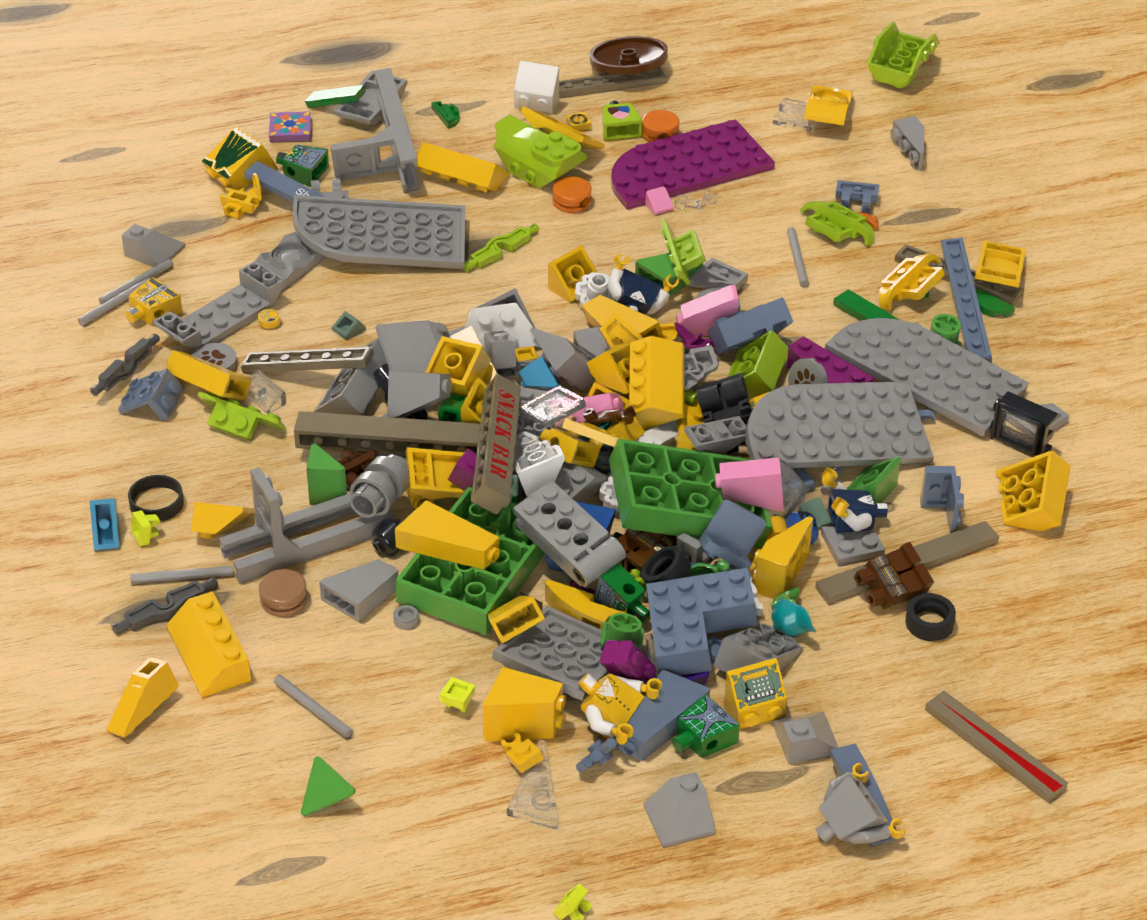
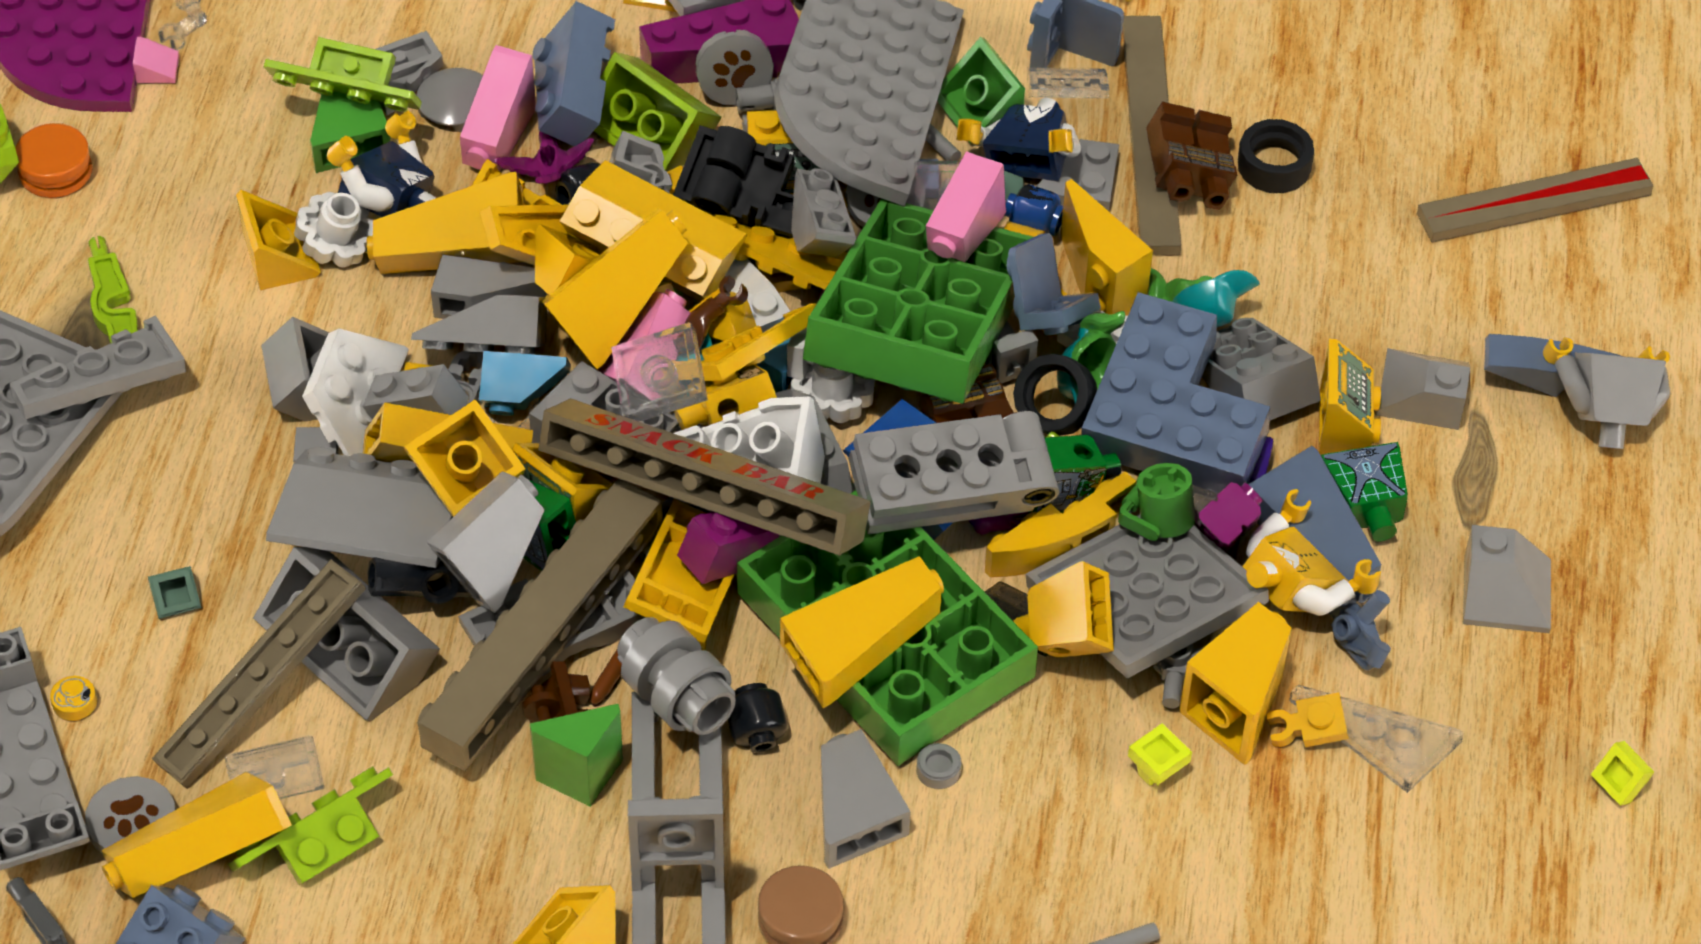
camera: 65 degrees left, 10 degrees up
(448, 249) = (115, 368): none -> light grey wing
(604, 374) = (615, 286): none -> yellow slope
(908, 510) = (1067, 82): none -> clear slope

